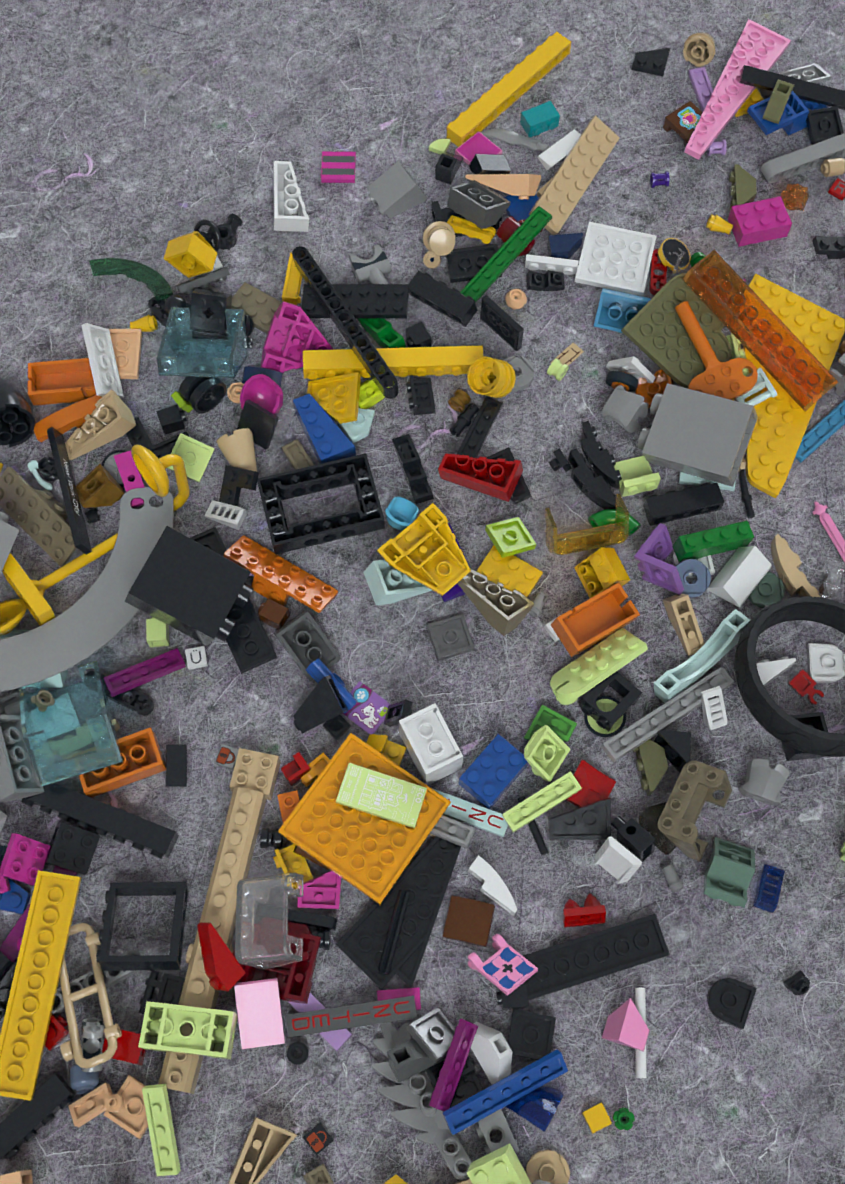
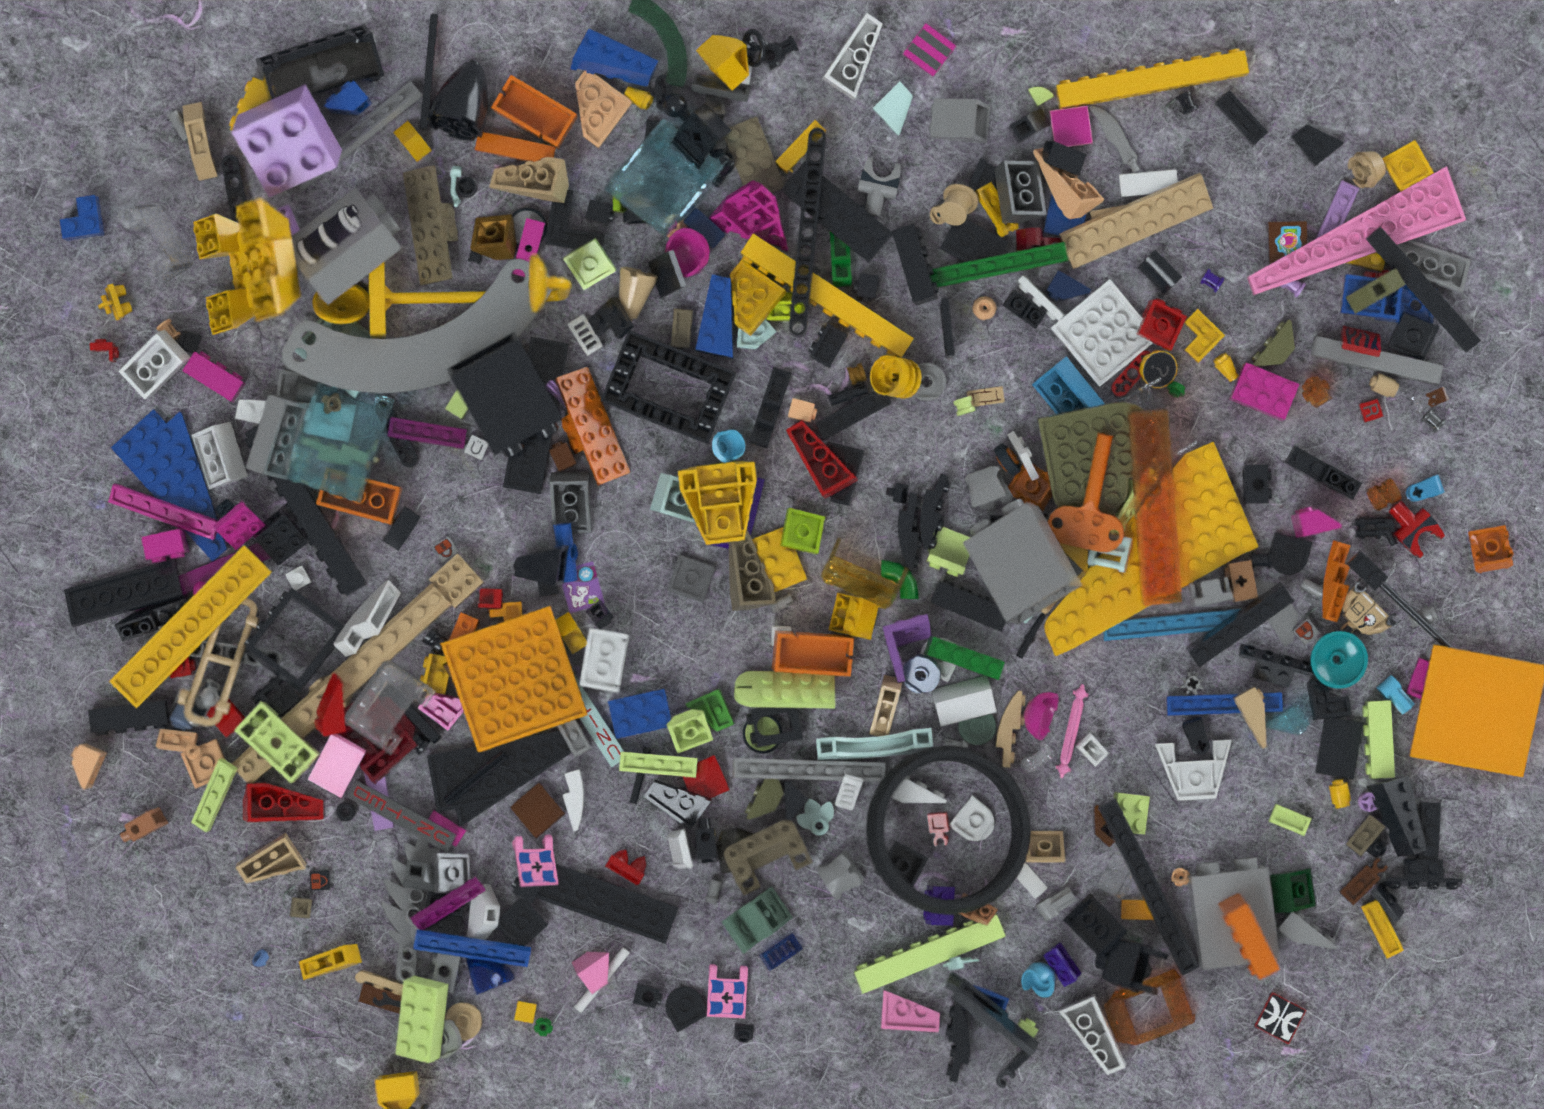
camera: 35 degrees right, 20 degrees up
(69, 491) = (468, 225): black tile -> none
(102, 360) = (574, 121): white tile -> none
(105, 307) = (613, 59): none -> blue wedge
(112, 872) = (298, 578): none -> white plate
(198, 861) = (367, 619): none -> white slope
(224, 1094) = (272, 803): none -> red wedge
(342, 215) = (894, 107): none -> light aqua slope
(381, 795) = (537, 673): yellowish green tile -> none
(435, 452) = (802, 410): none -> light nougat brick
(540, 119) = (1154, 135): teal brick -> none
(544, 88) = (1187, 95): none -> black bush
(589, 75) = (1241, 118): none -> black plate
(619, 196) = (1159, 272): none -> black brick
(650, 223) = (1161, 324): none -> red plate
(682, 1015) = (638, 998): none -> black brick
(687, 214) = (1207, 335): none -> yellow plate
(705, 747) = (816, 813): none -> light aqua plate
(725, 34) = (1407, 166): none -> yellow plate
(757, 960) = (727, 996): none -> bright pink flag
(795, 147) = (1361, 341): none -> red tile
(806, 541) = (1040, 713): none -> dark pink cylinder
(809, 282) = (1250, 494): none -> black brick

